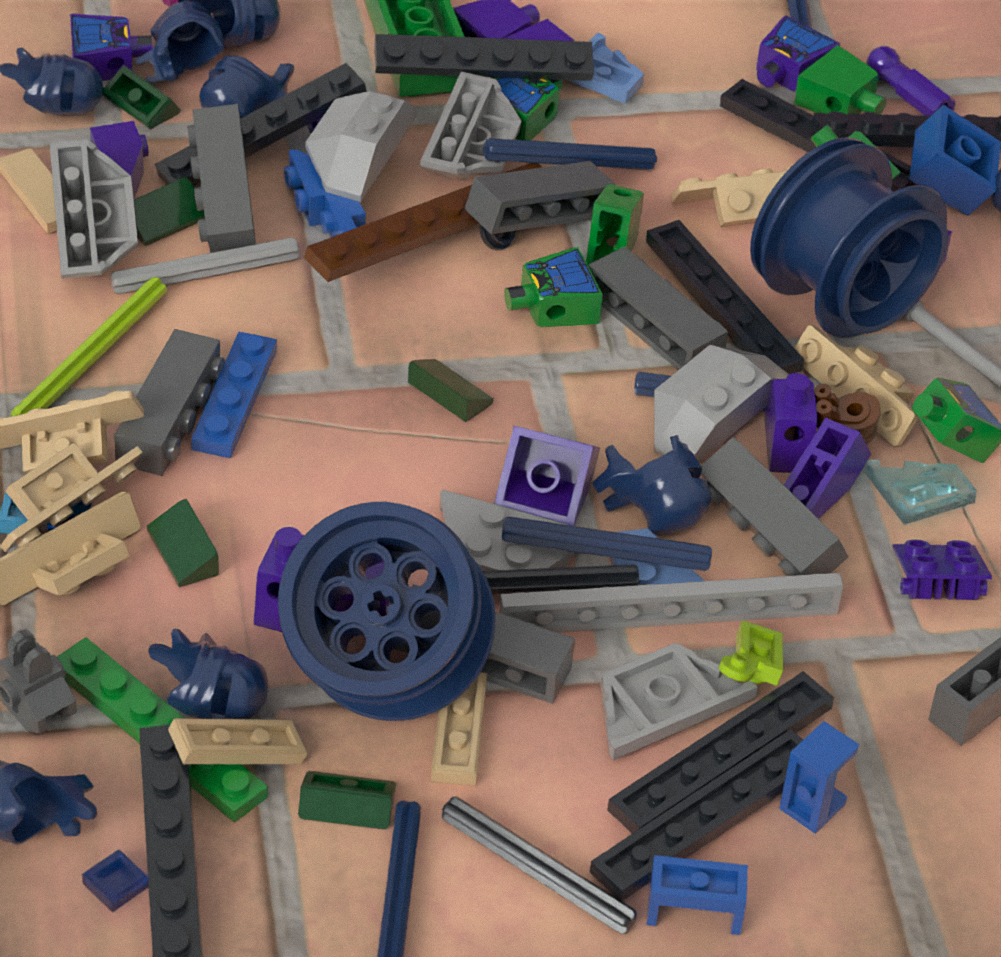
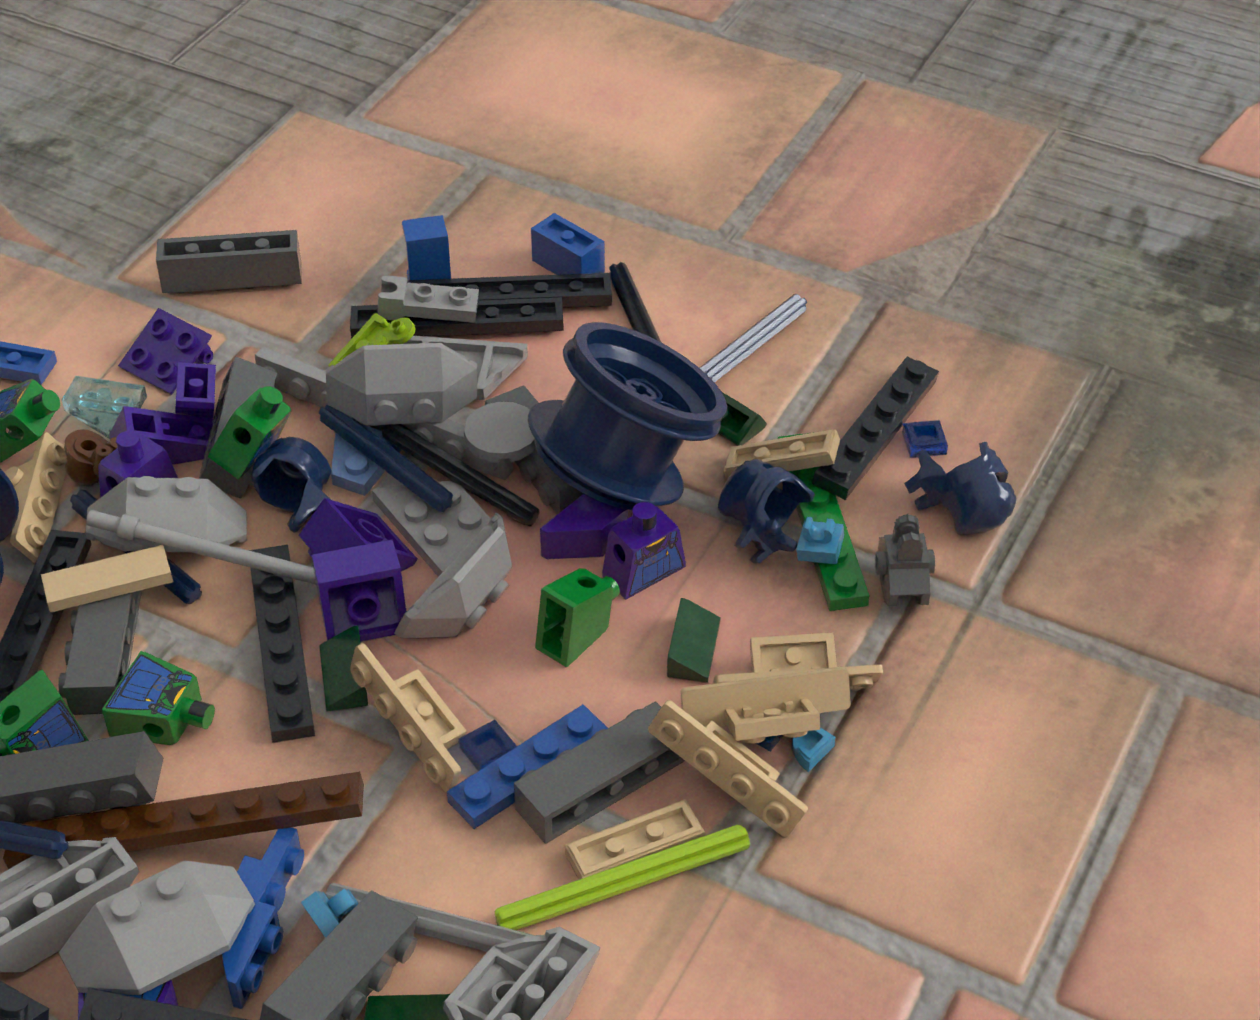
camera: 140 degrees left, 0 degrees up
(110, 371) = (634, 839): none -> tan tile
(129, 665) = (820, 541): none -> dark azure tile
(276, 219) = (328, 912): none -> dark azure tile
(279, 392) = (486, 744): none -> clear blue tile
(296, 503) = (574, 614): none -> green torso
(349, 359) = (416, 712): none -> tan bracket
(413, 459) = (462, 587): none -> light grey wedge
(488, 409) = (360, 589): none -> dark purple slope
(523, 600) = (499, 432): none -> light grey tile
(527, 386) = (282, 652): none -> black plate
(646, 571) = (401, 383): none -> light grey wedge
(690, 319) = (106, 578): none -> tan tile
(709, 341) = (130, 528): none -> light grey bar
(715, 451) = (264, 418): none -> green torso
(755, 725) = (426, 301): none -> light grey plate
(836, 502) = (195, 389): none -> dark purple slope

